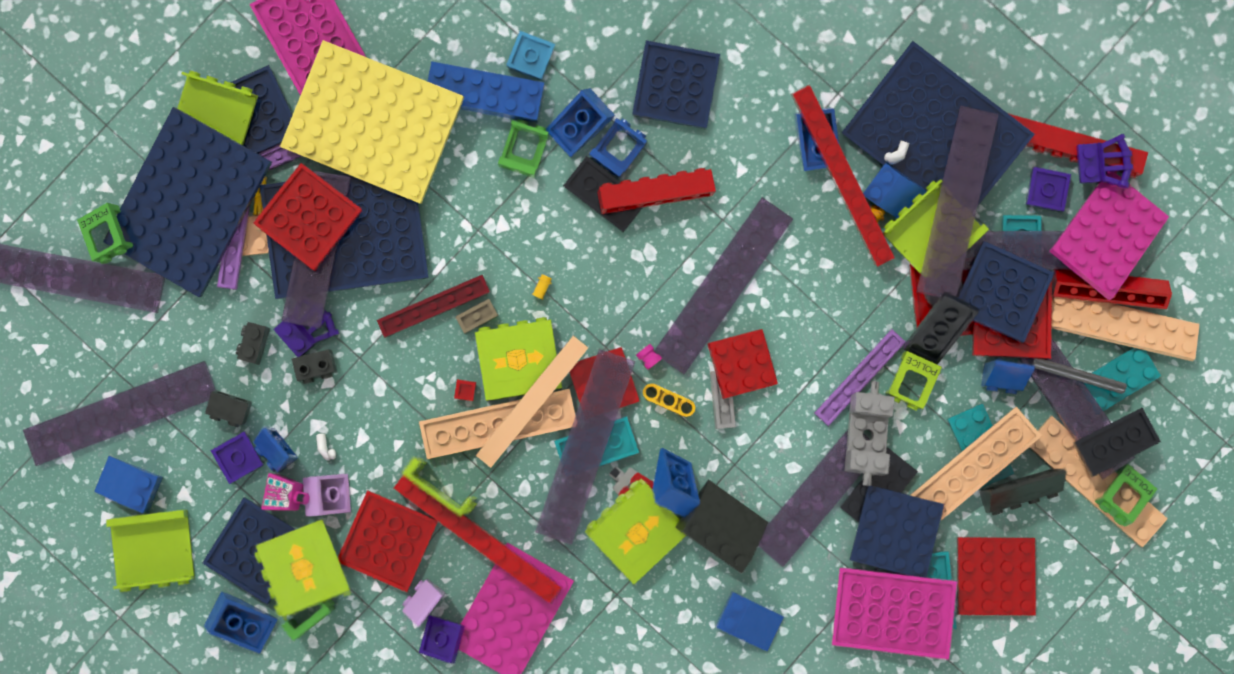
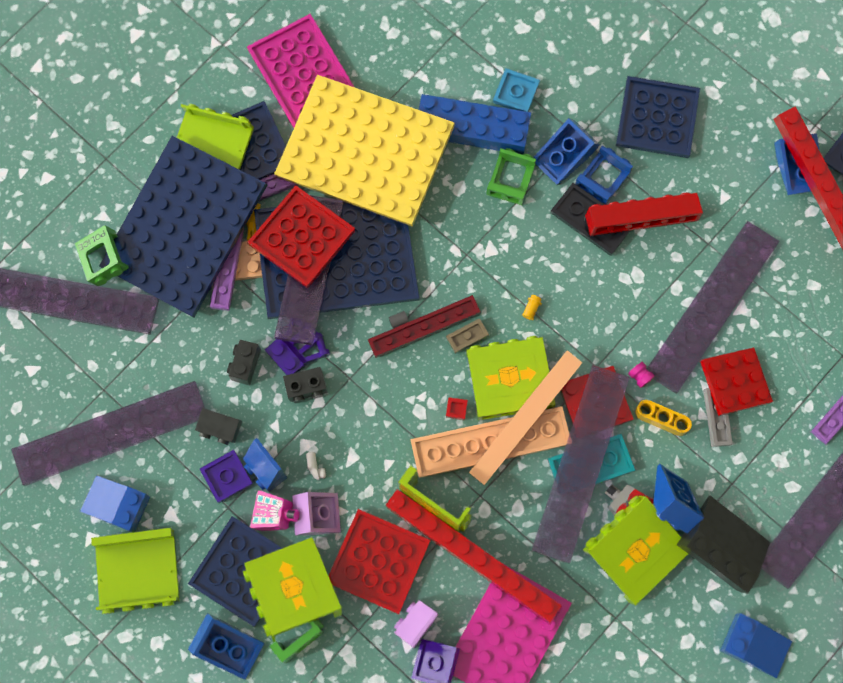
camera: 10 degrees right, 10 degrees down
(408, 299) = (398, 319): none -> dark grey hinge

